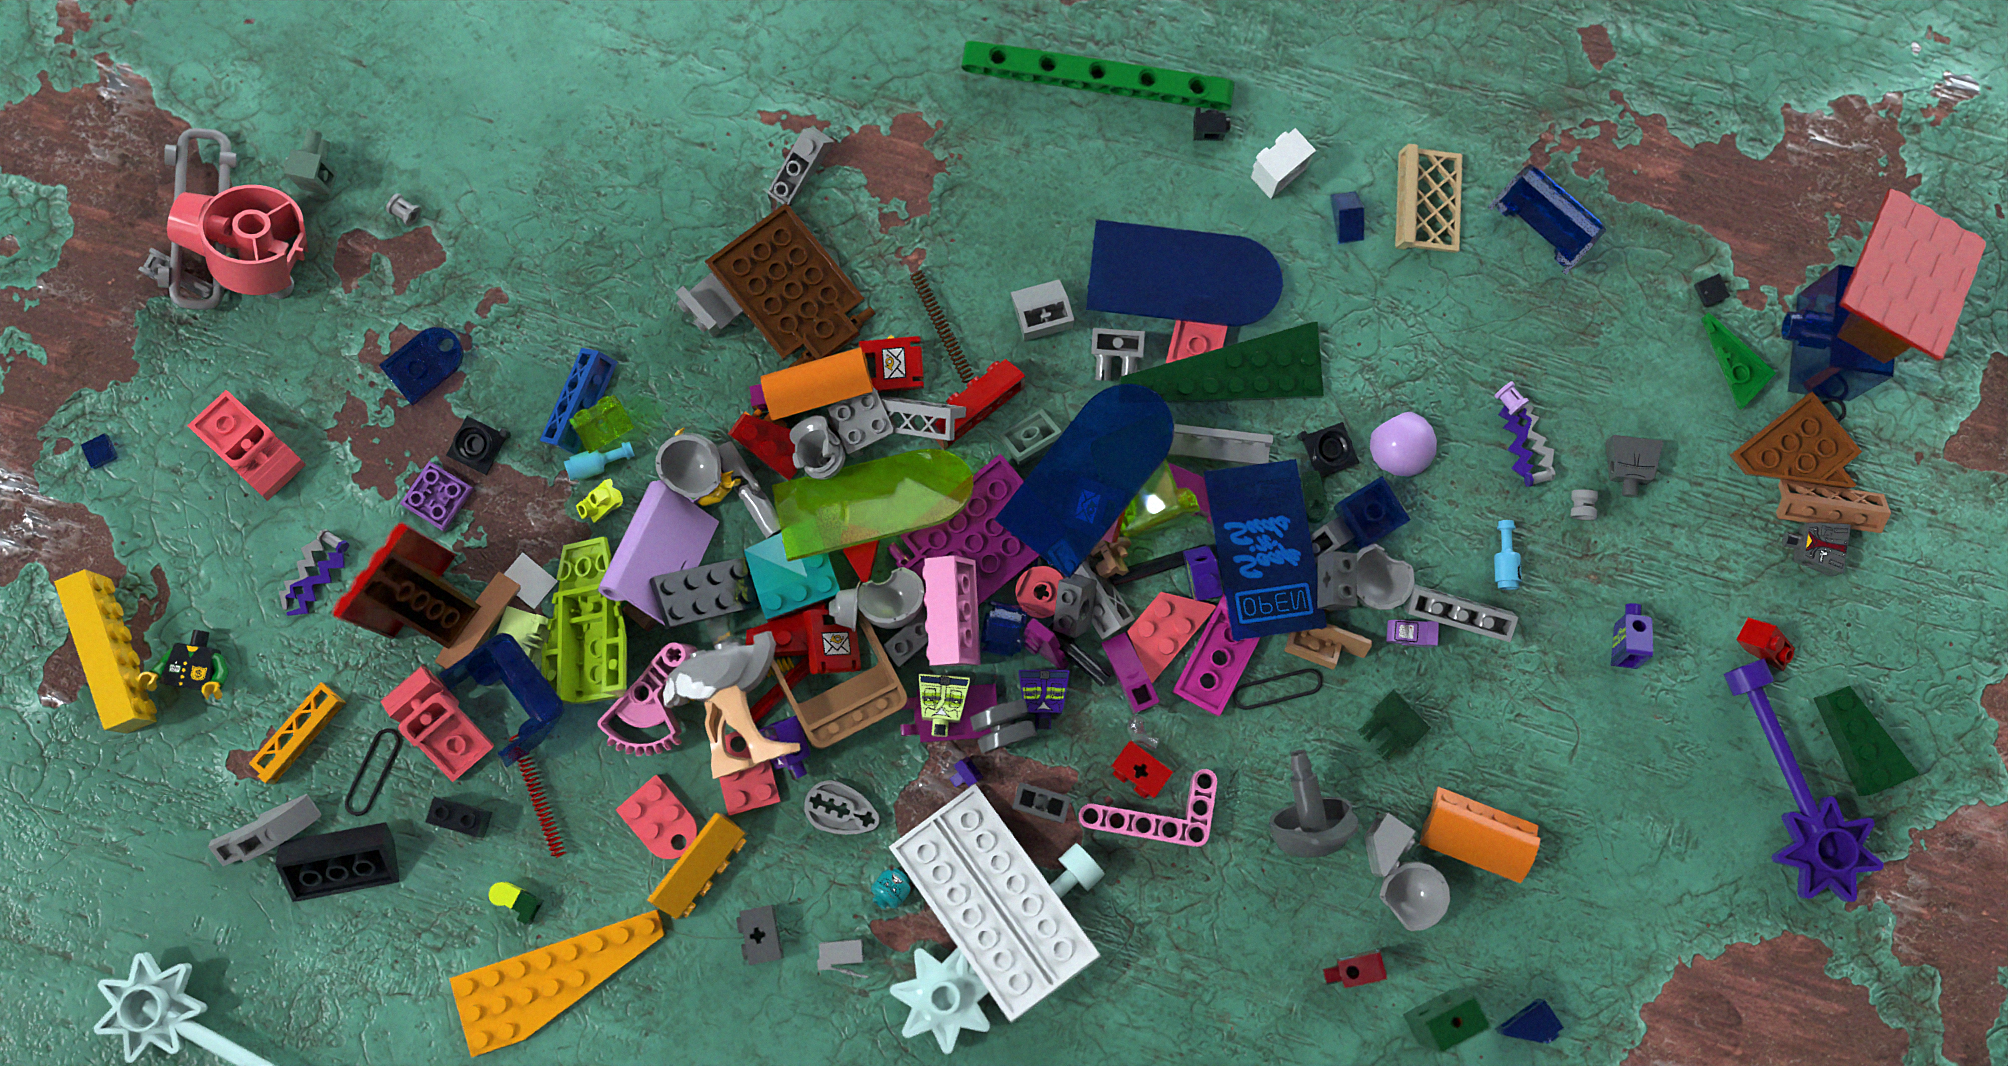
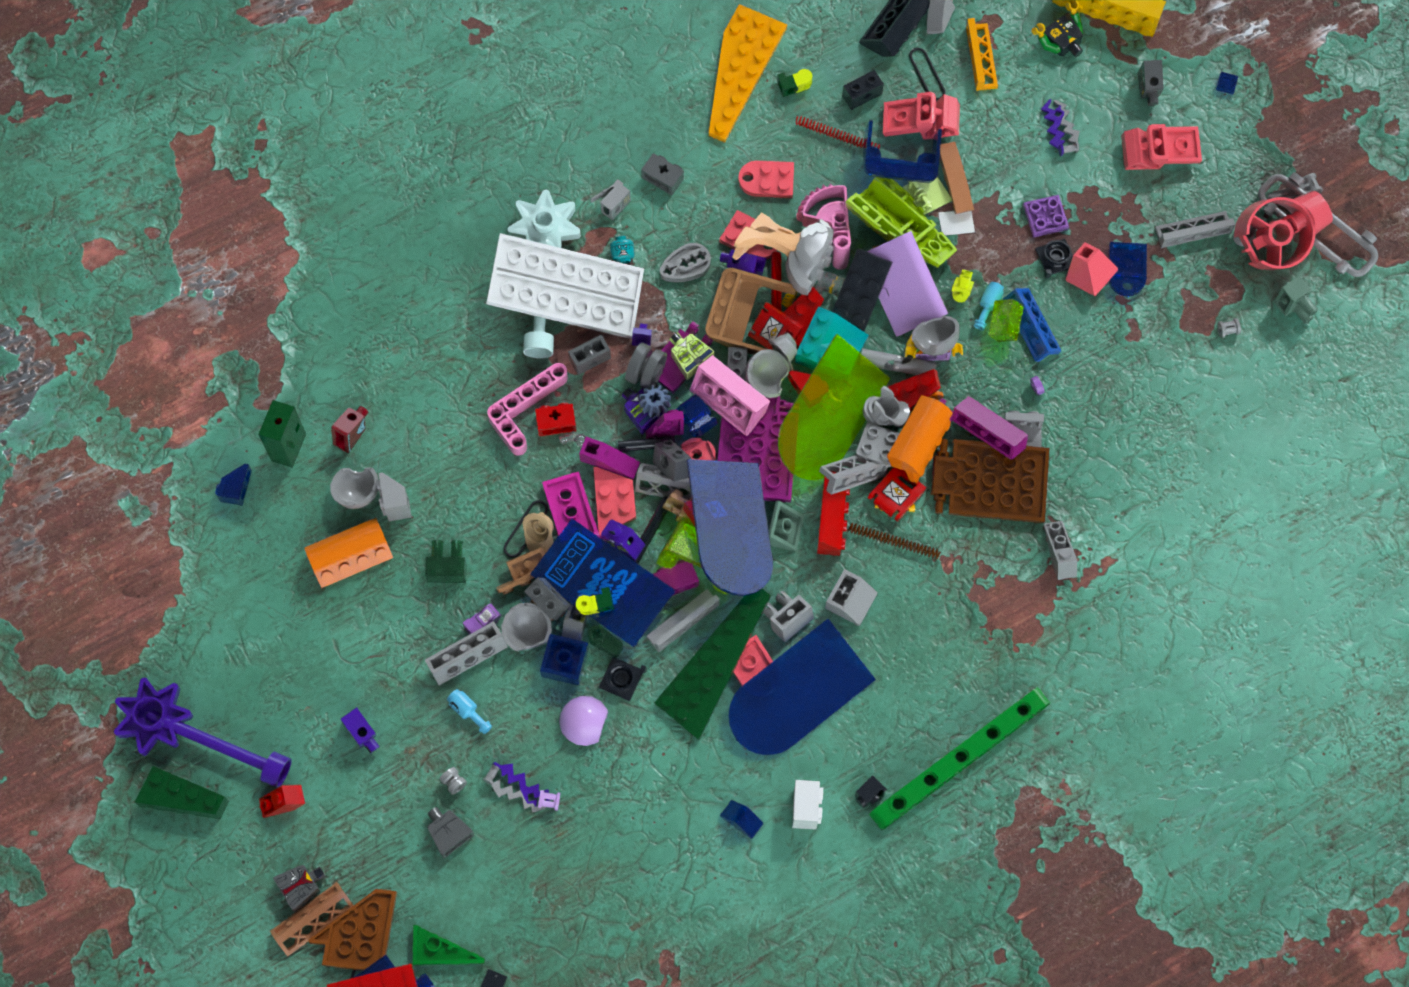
camera: 135 degrees right, 10 degrees down
(171, 522) = (1151, 81): none -> dark grey torso
(315, 326) = (1194, 232): none -> light grey fence
(408, 588) = (995, 146): piece -> none
(463, 391) = (1090, 269): none -> coral slope
(644, 335) = (1037, 385): none -> medium lavender tile
(698, 866) = (725, 173): light orange slope -> none
(738, 332) = (990, 427): none -> magenta brick
(1034, 671) = (662, 401): none -> sand blue gear
(1272, 666) = (538, 531): none -> tan piece
(1296, 530) = (595, 604): none -> leg
(1313, 823) = (442, 470): dark grey piece -> none
(1409, 192) = (717, 861): tan fence -> none
(1551, 214) = (628, 936): clear blue windscreen -> none

